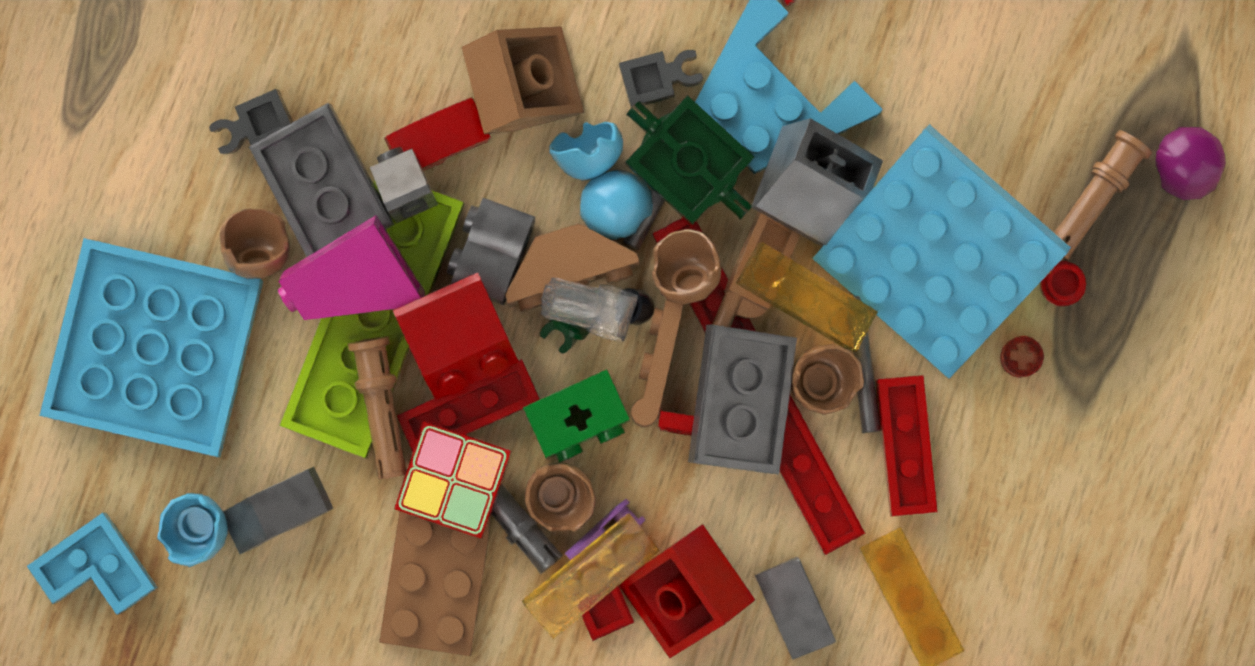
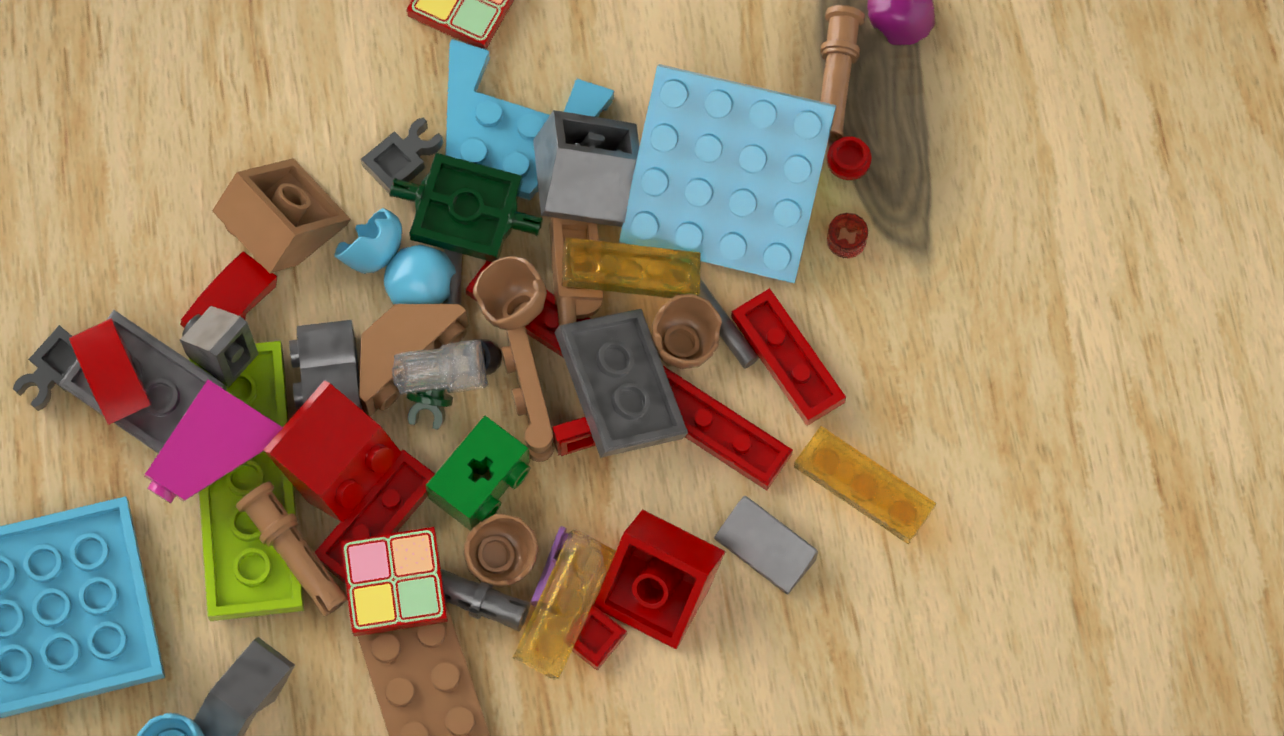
camera: 30 degrees left, 15 degrees down
(254, 243) = (105, 467): medium nougat hair -> none
(295, 163) = (109, 371): none -> red slope

